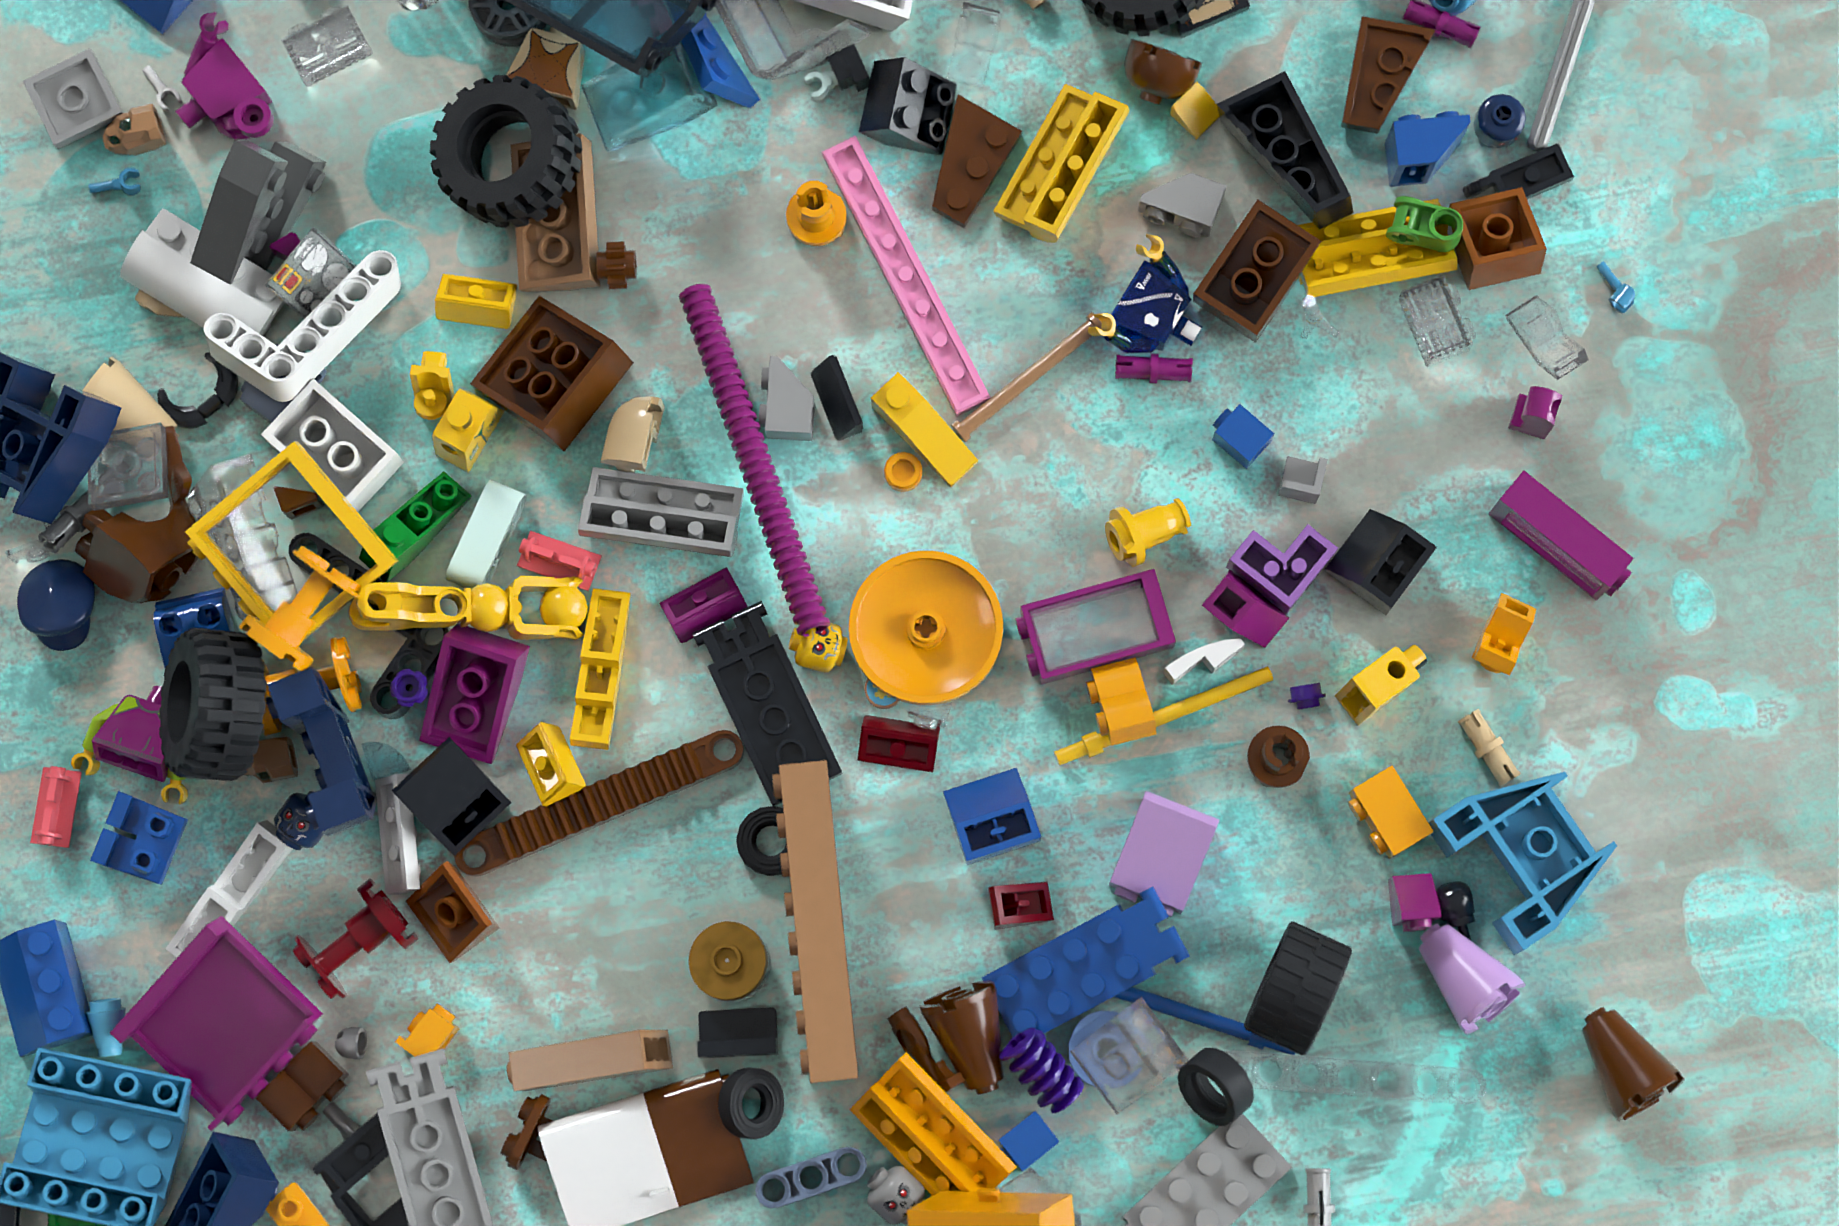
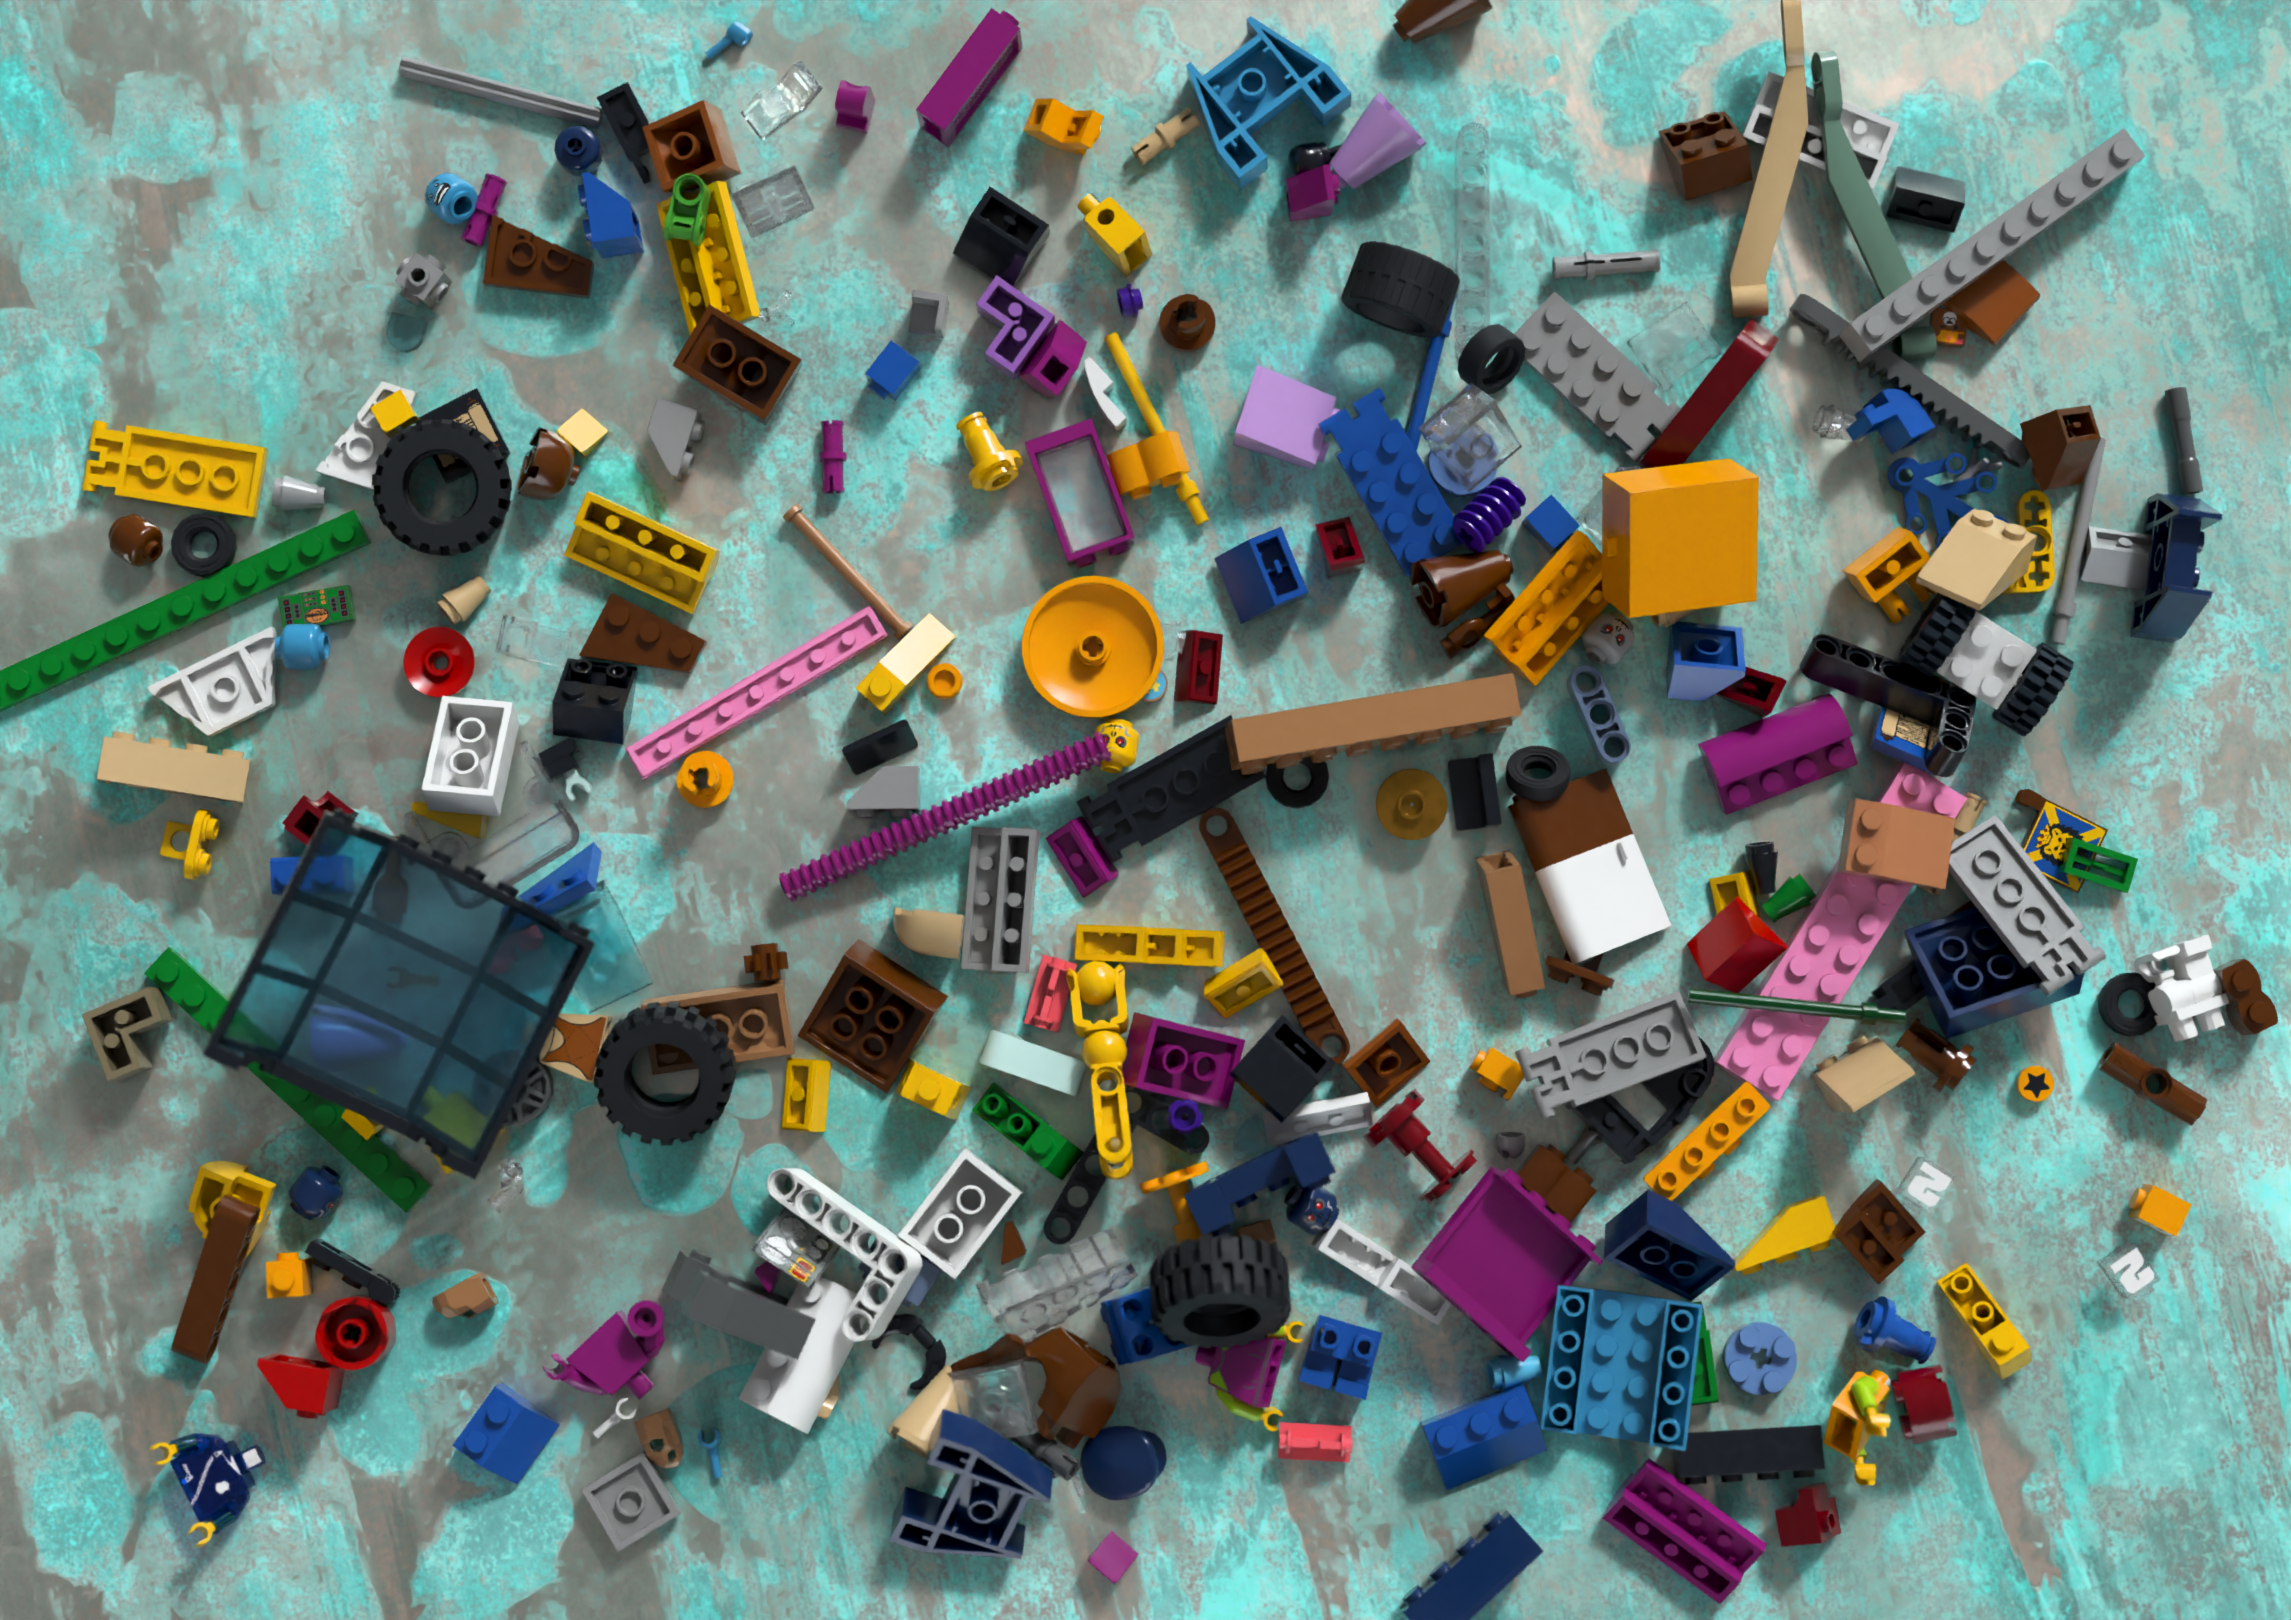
camera: 100 degrees left, 5 degrees up
(228, 574) = (1118, 1267): yellow window -> none
(292, 620) = (1140, 1219): light orange piece -> none
(326, 45) = (564, 1260): clear brick -> none
(431, 385) = (897, 1123): yellow hips -> none
(1150, 307) = (776, 461): clear blue torso -> none
(1285, 143) = (613, 344): black wedge -> none
(1389, 813) = (1232, 220): light orange brick -> none

